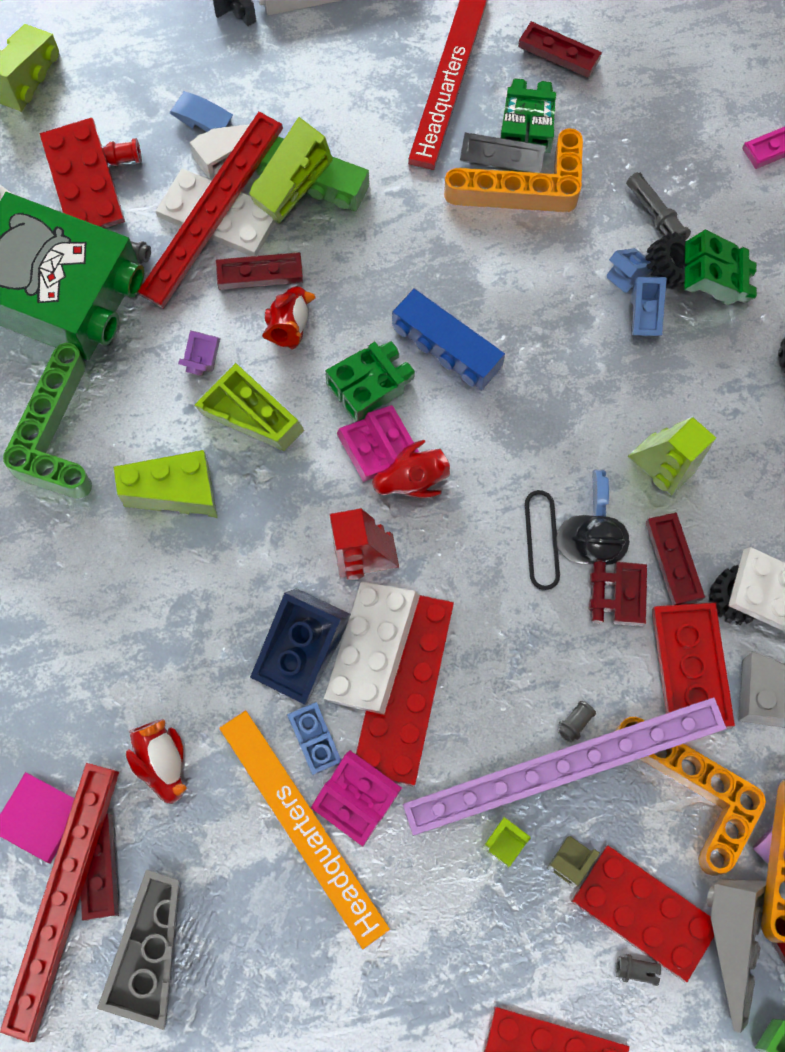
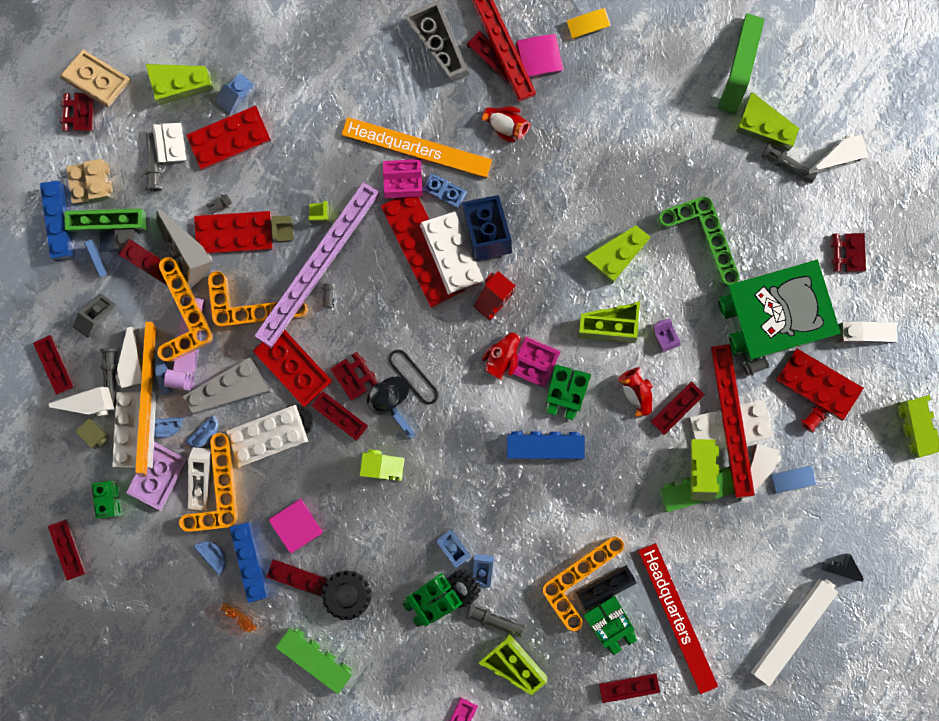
camera: 145 degrees right, 15 degrees up
(671, 147) = (515, 665): none -> lime wedge

